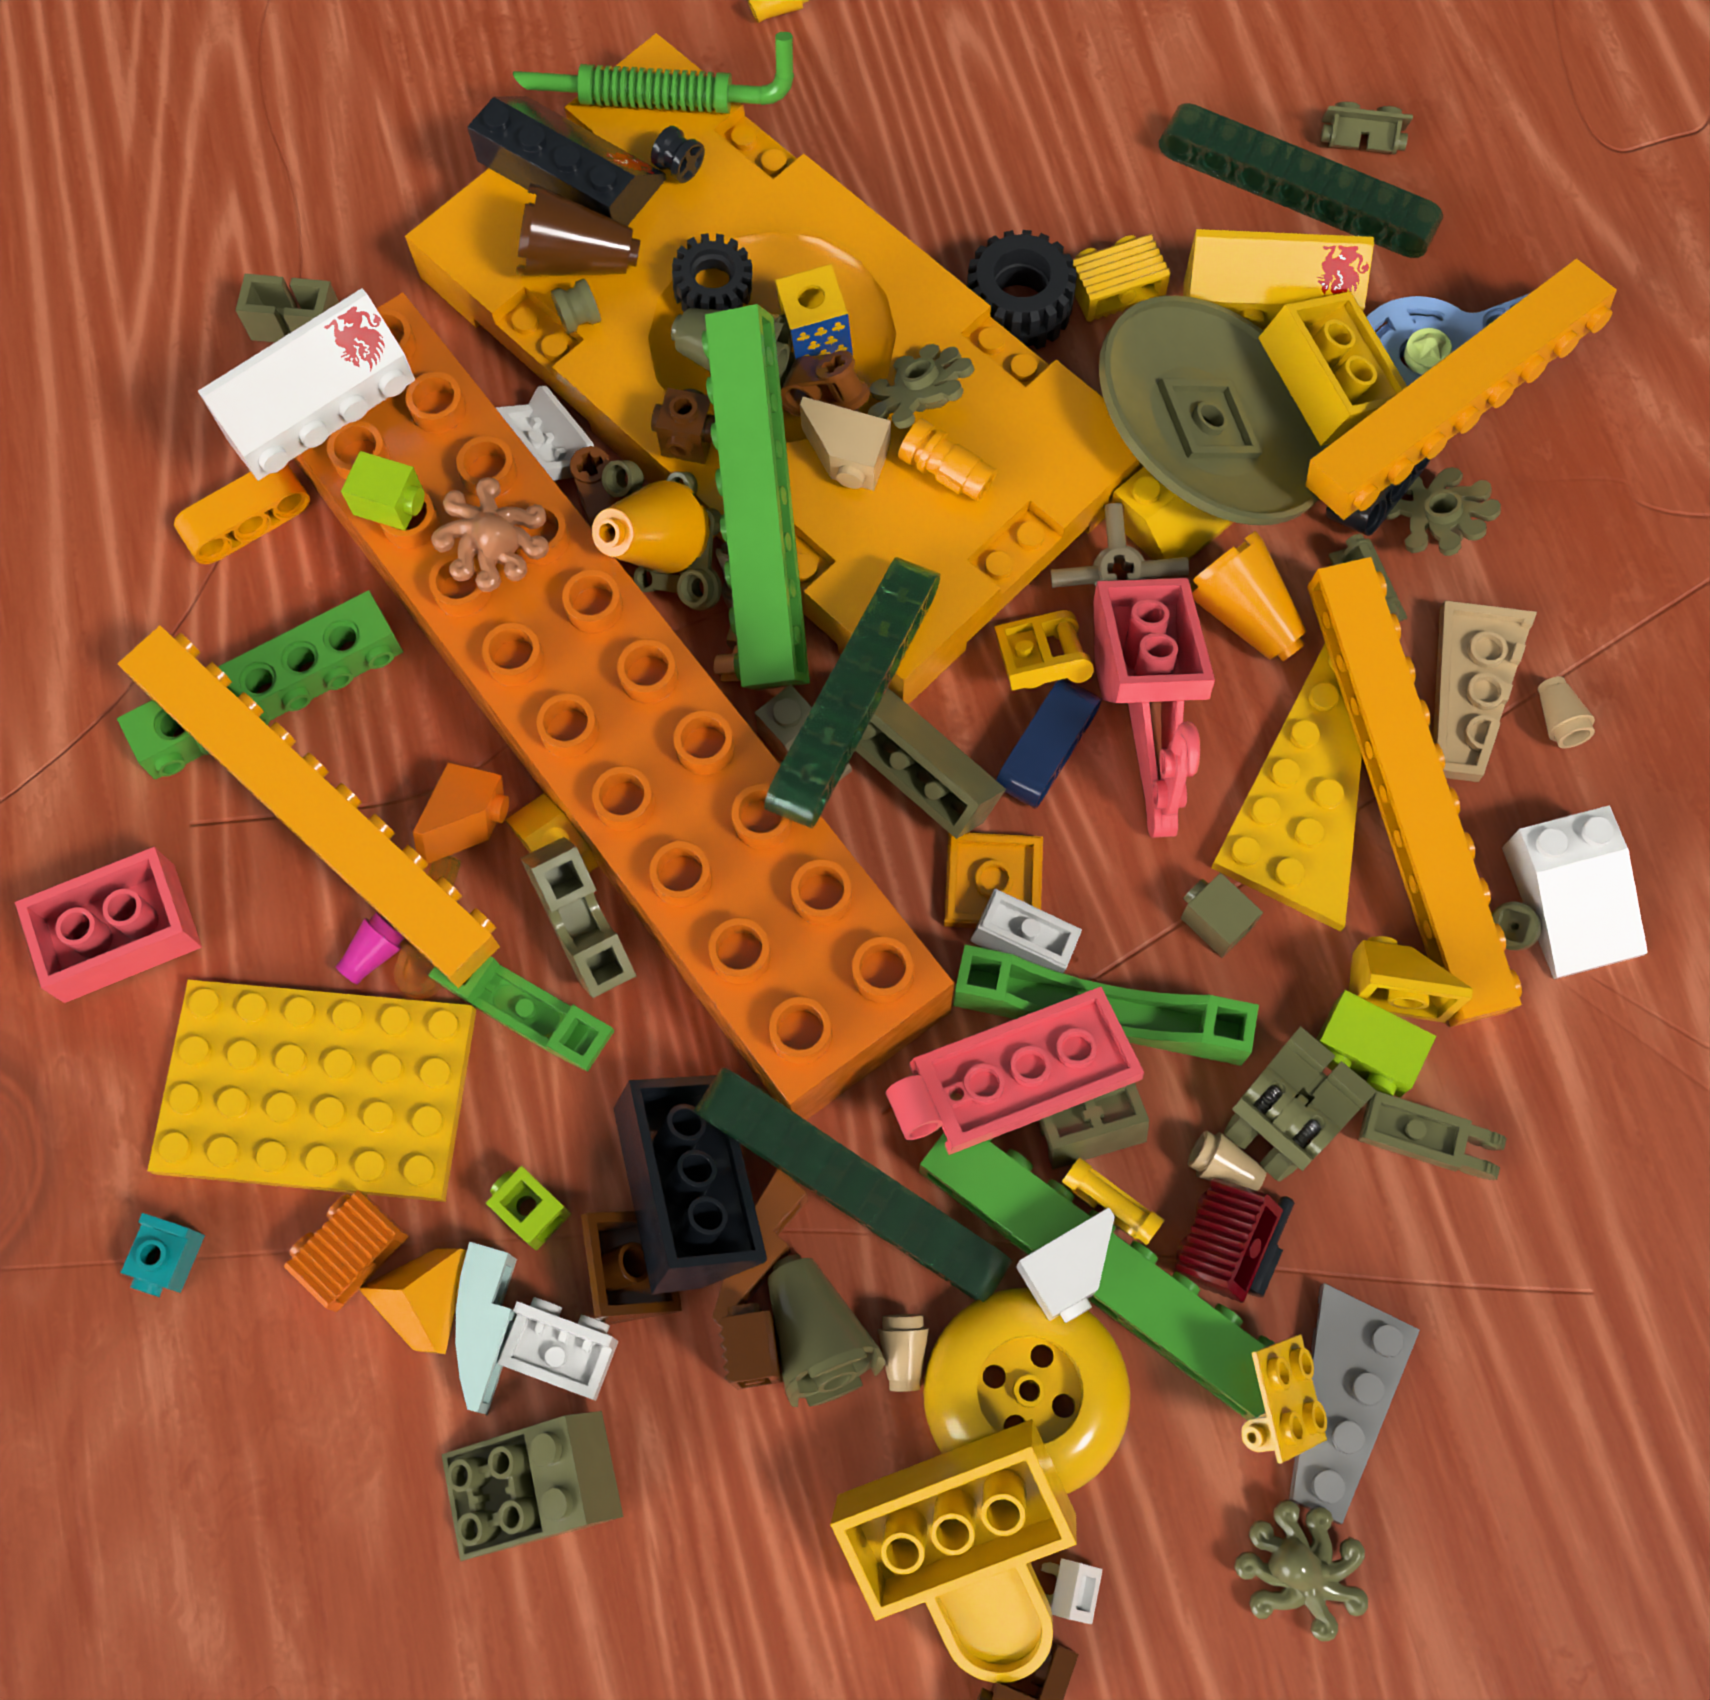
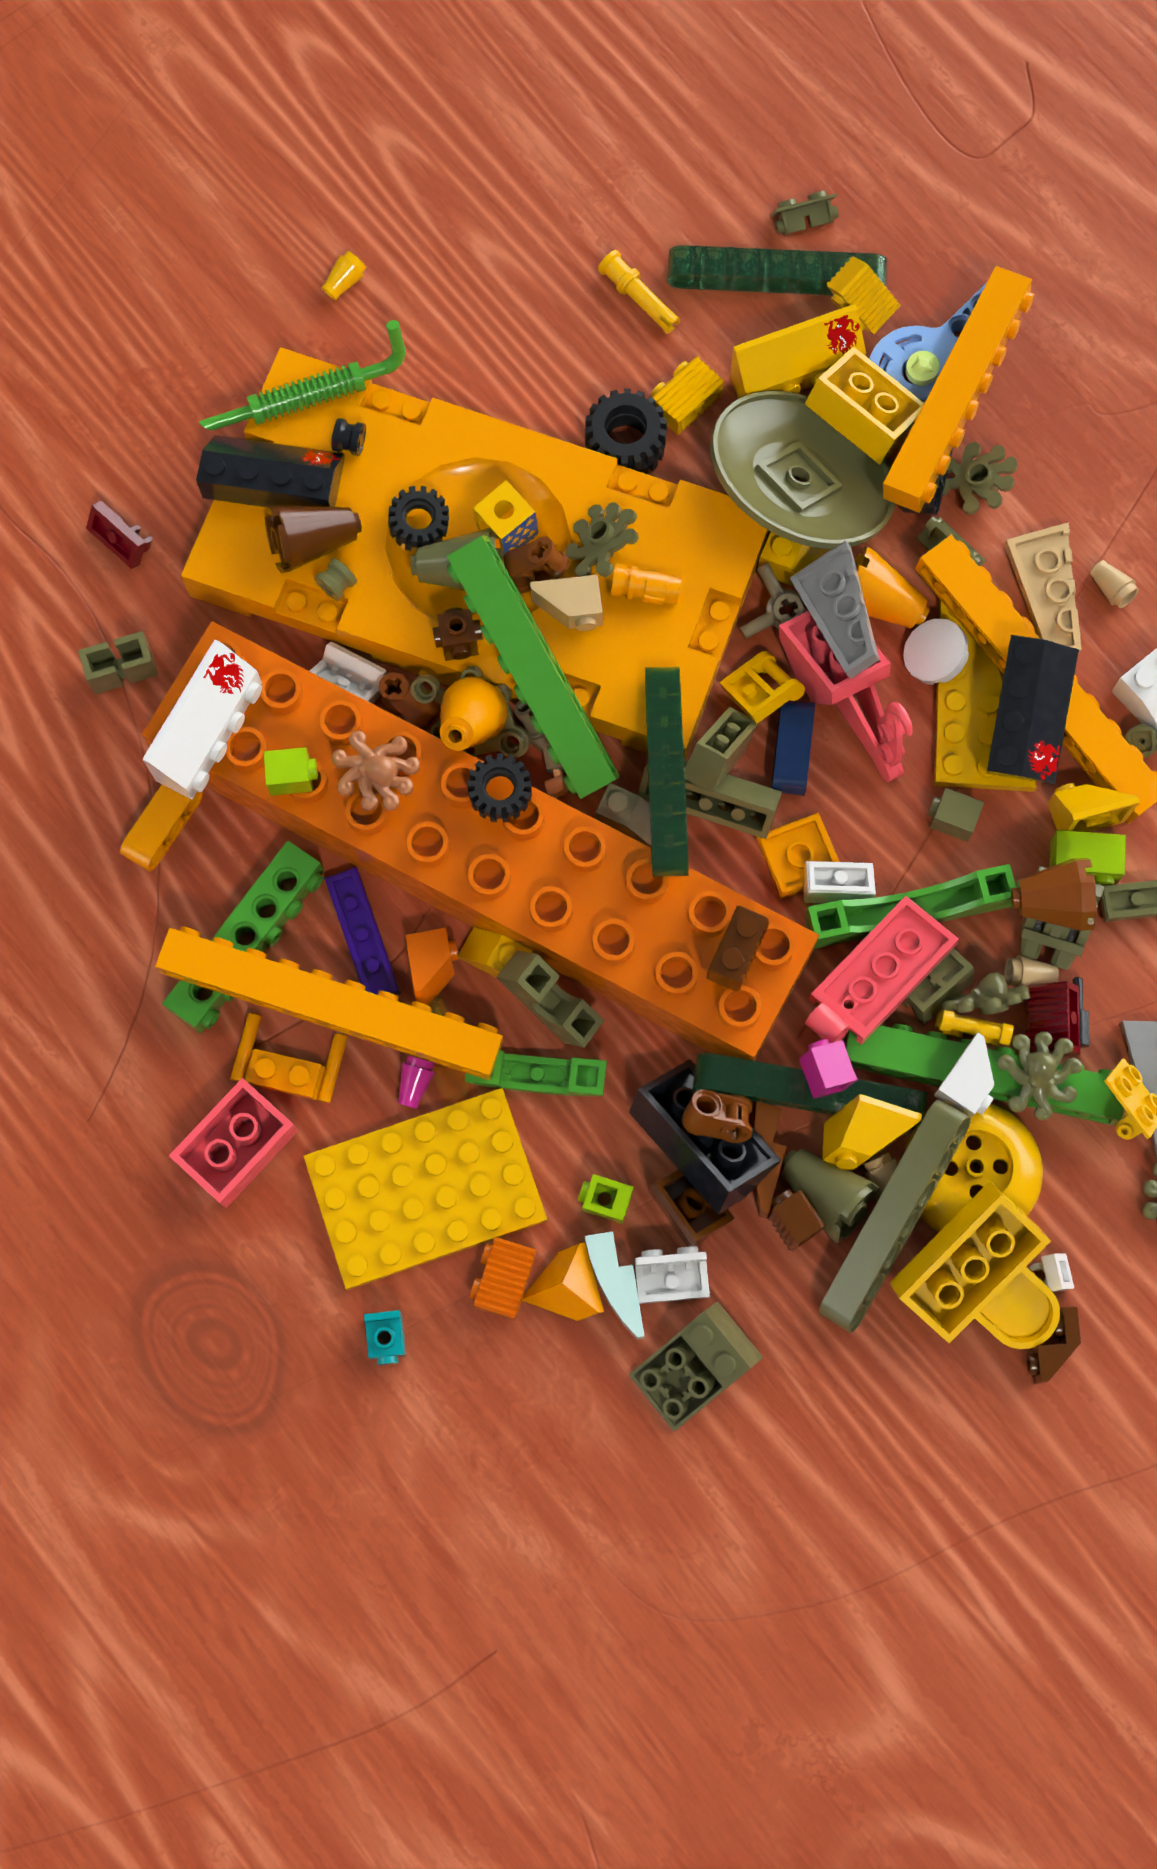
camera: 25 degrees left, 5 degrees up
(225, 870) = (284, 1072): none -> light orange plate
(373, 183) = (117, 535): none -> dark red plate
(405, 743) = (361, 932): none -> dark purple tile
(622, 594) = (499, 808): none -> black tyre
(712, 1164) = (718, 1115): none -> dark orange piece
(827, 948) = (737, 948): none -> reddish brown brick
(882, 1163) = (827, 1068): none -> brick
(885, 1406) = (894, 1215): none -> olive beam
(897, 1273) = (864, 1130): none -> yellow slope
(946, 700) = (719, 749): none -> olive brick
(1111, 127) = (629, 283): none -> yellow pin
(1154, 1167) = (989, 995): none -> olive animal
(1172, 1302) = (1040, 1073): none -> olive animal
(1179, 587) = (838, 606): none -> light grey wing
(1289, 699) = (936, 651): none -> white tile
(1303, 1073) = (1058, 895): none -> dark orange cone
(1379, 817) = (1032, 709): none -> black slope
(1399, 245) = (860, 286): none -> yellow brick

